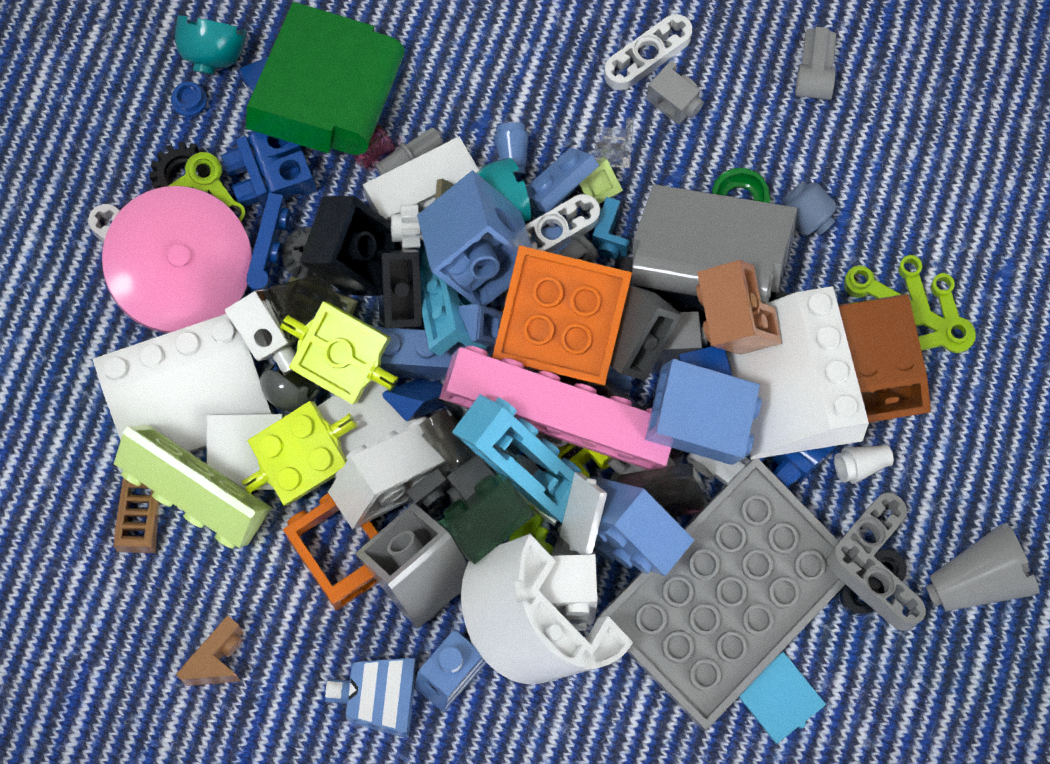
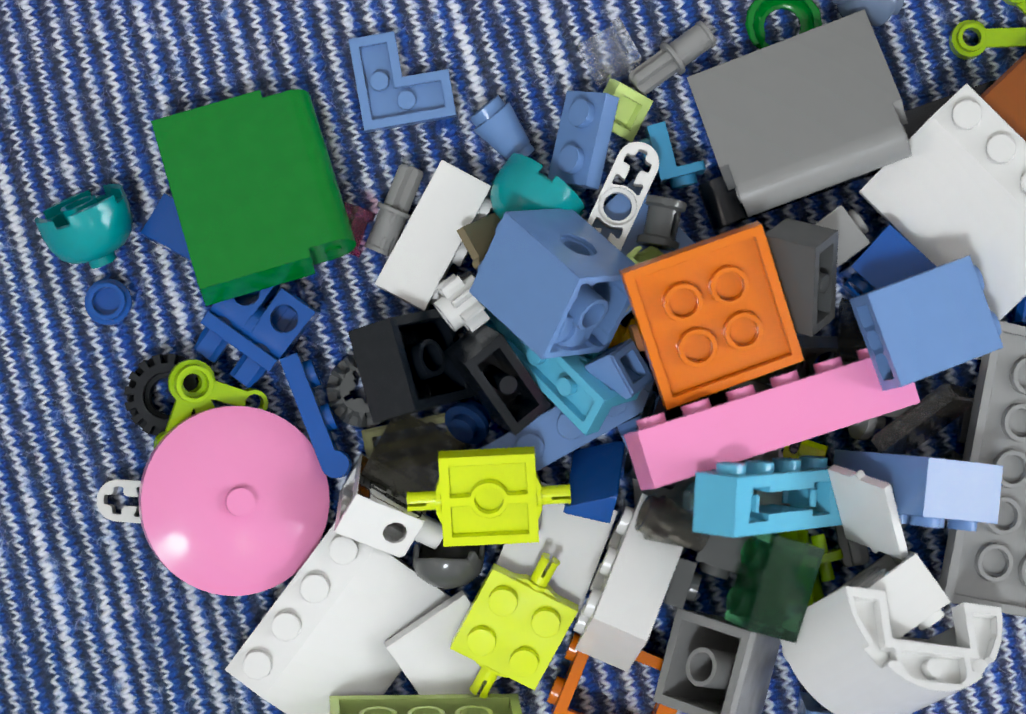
camera: 30 degrees left, 15 degrees up
(363, 307) = (468, 421): none -> dark blue plate
(455, 85) = (389, 98): none -> medium blue plate
(653, 172) = (672, 58): none -> light grey axle
(734, 309) = (889, 187): nougat brick -> none

